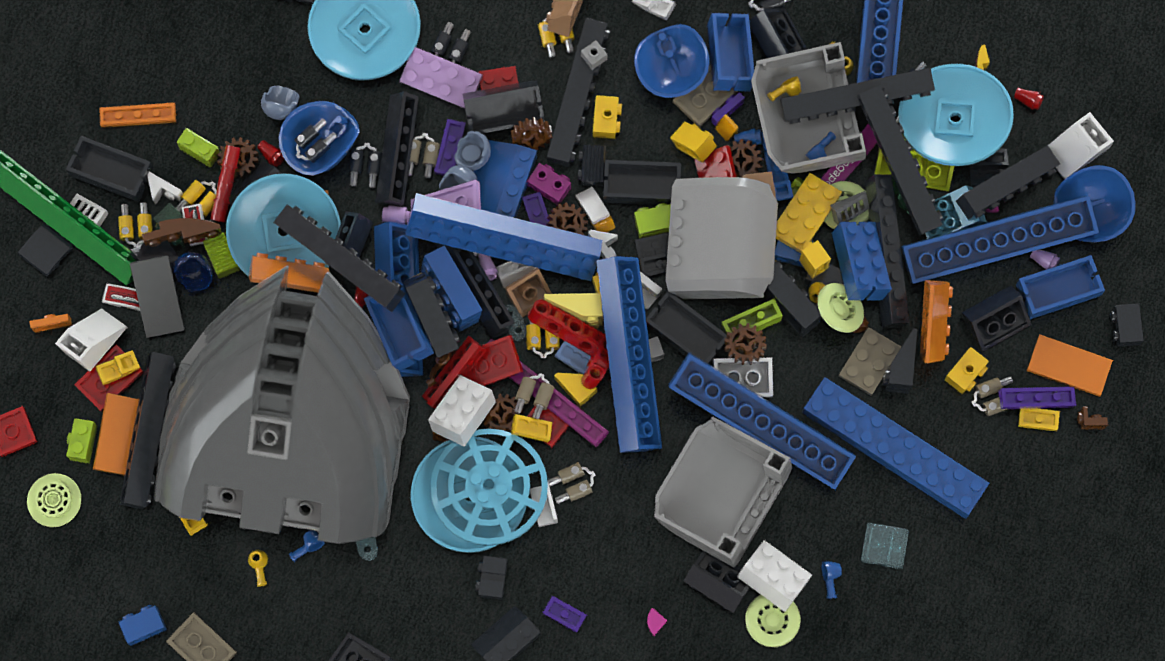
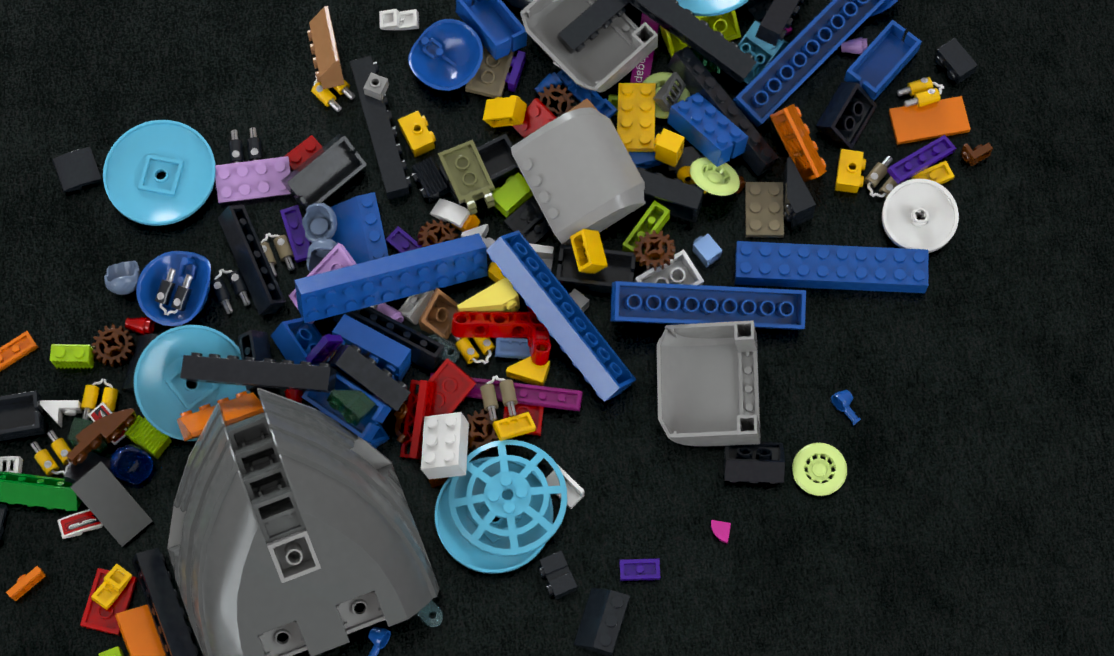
camera: 30 degrees left, 5 degrees down
(91, 338) = (71, 575): white slope -> none
(225, 183) = (115, 371): red piece -> none
(395, 214) = (283, 314): lavender brick -> none
(400, 331) = (351, 404): none -> clear green slope
(409, 267) = (324, 349): none -> dark purple plate
(532, 133) = (362, 180): reddish brown gear -> none
(551, 185) = (402, 214): magenta brick -> none
(569, 474) = (584, 459): dark tan piece -> none
(624, 181) = (467, 175): none -> olive tile
(686, 312) = (588, 251): none -> yellow brick
(727, 128) = (525, 86): light orange slope -> none
(774, 576) = (799, 430): white brick -> none
(791, 86) = (559, 21): yellow bar -> none
(795, 368) = (706, 250): none -> light blue brick
(818, 150) = (614, 60): blue bar -> none
(884, 545) = (873, 352): clear light blue slope -> none
(1011, 431) = (930, 203): none -> white dish
(1079, 336) = (922, 91): none -> yellow piece

